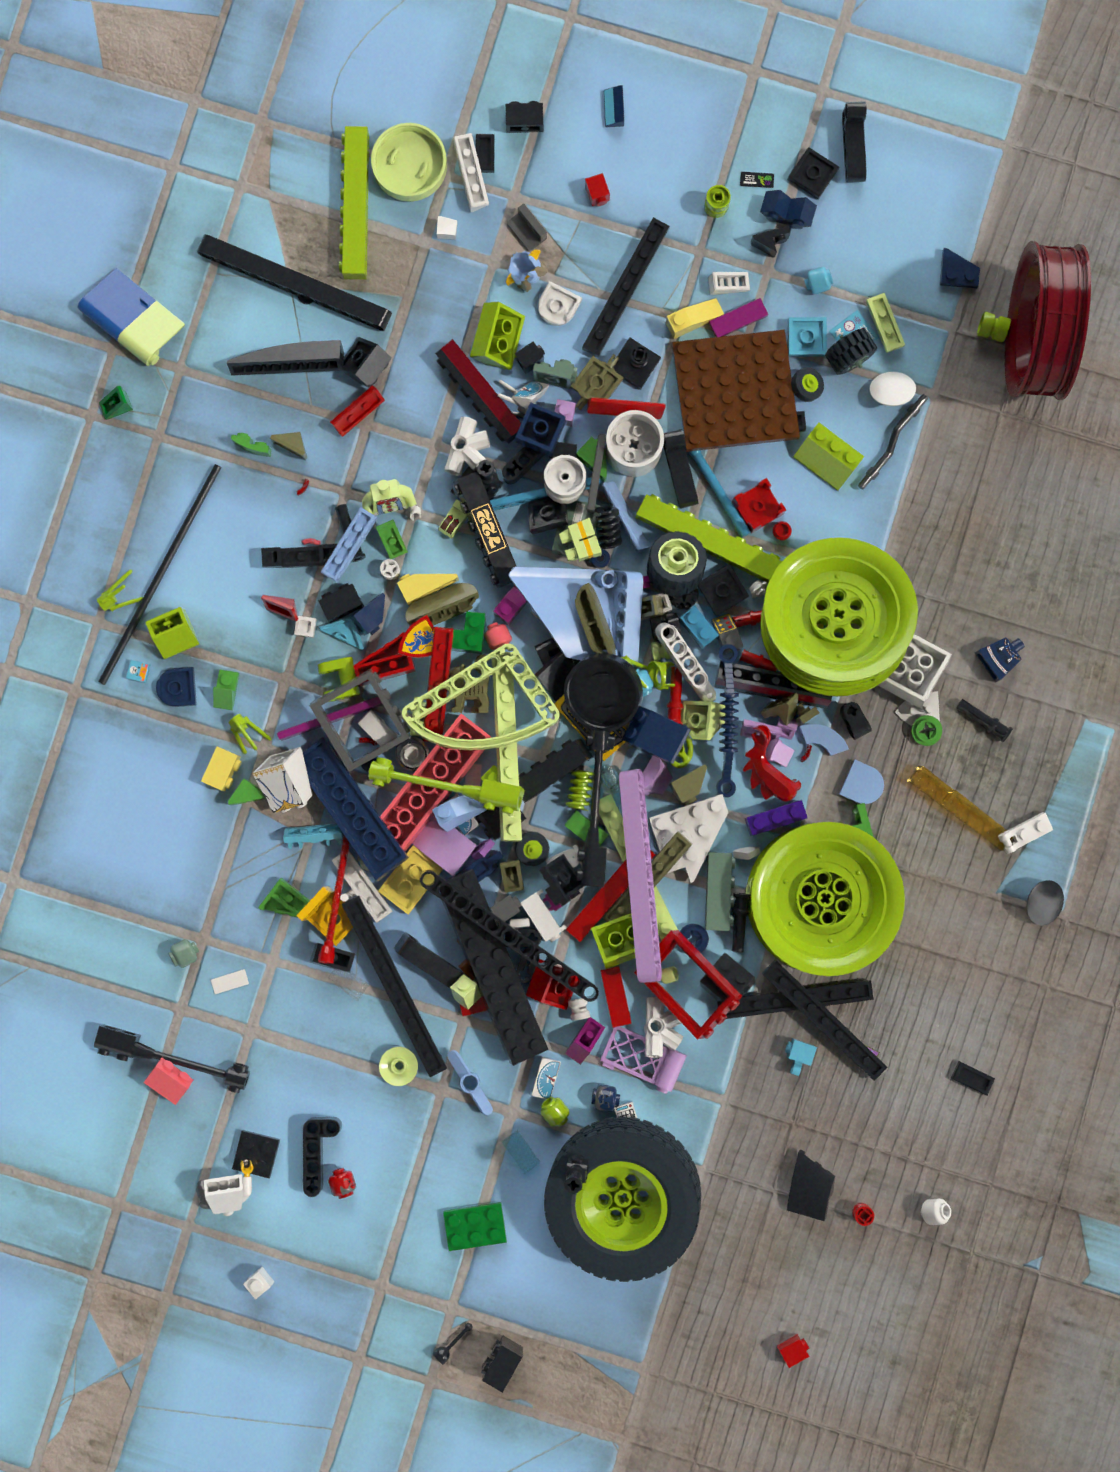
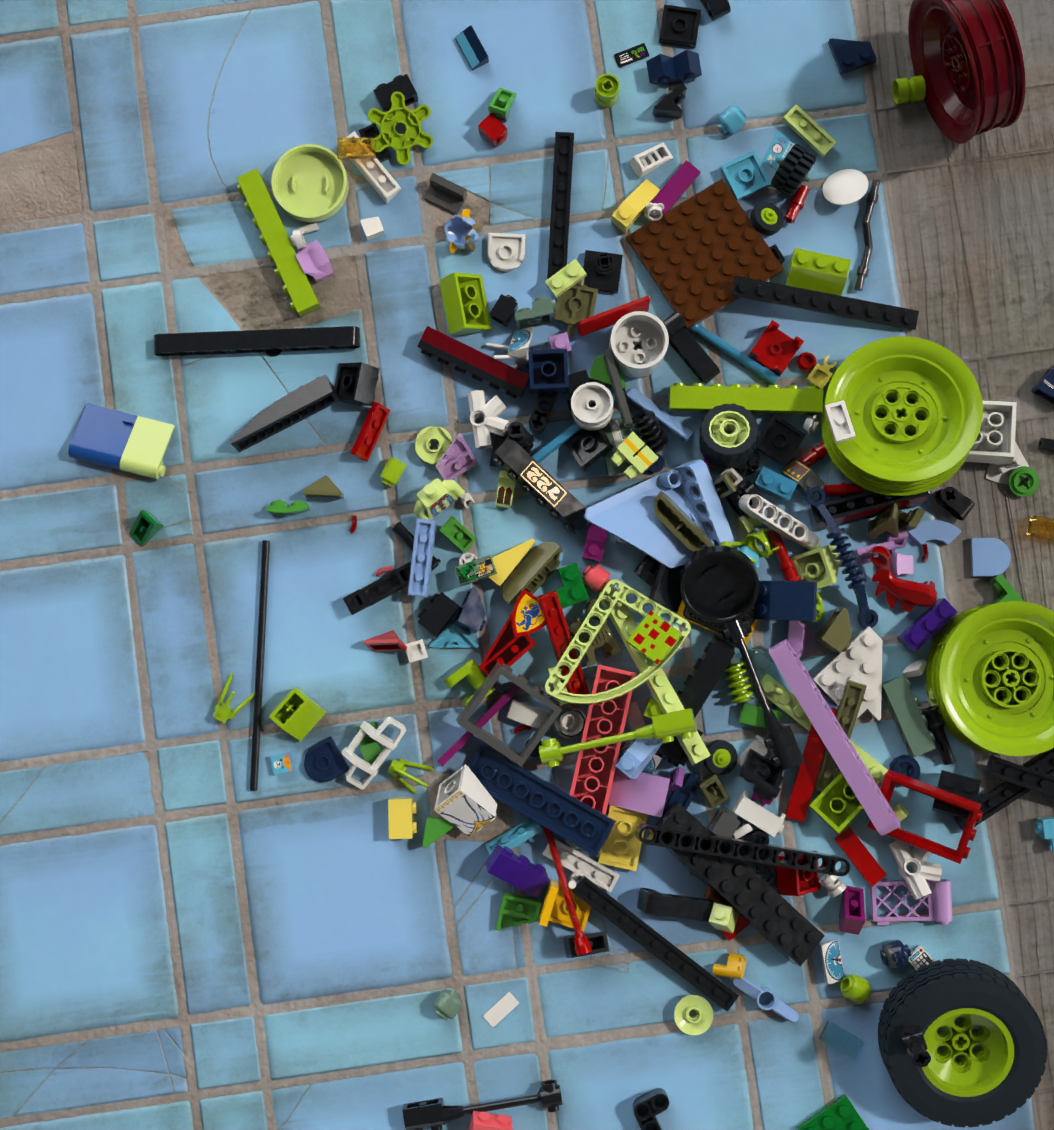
camera: 20 degrees left, 0 degrees up
(216, 714) = (375, 734): none -> white bar
(301, 863) = (517, 870): none -> dark purple brick
(360, 456) = (392, 471): none -> lime brick
(375, 204) = (298, 237): none -> white plate
(379, 234) = (314, 261): none -> lavender slope
(391, 578) = (475, 570): none -> tile
(399, 444) = (423, 443): none -> yellowish green plate
(422, 471) = (456, 459): none -> lavender wing
(455, 1041) = (734, 969): none -> yellow piece
(465, 149) = (356, 148): none -> clear yellow plate
(521, 711) = (654, 637): none -> lime tile
(527, 148) = (410, 118): none -> lime plate
(598, 354) = (565, 278): none -> yellowish green plate
(616, 169) = (501, 103): none -> bright green slope
(708, 330) = (654, 211): none -> white plate
(777, 594) = (839, 421): none -> white plate
(787, 546) = (820, 374): none -> light yellow plate
(822, 485) = (824, 303): none -> black plate
(841, 384) = (796, 204): none -> red pin

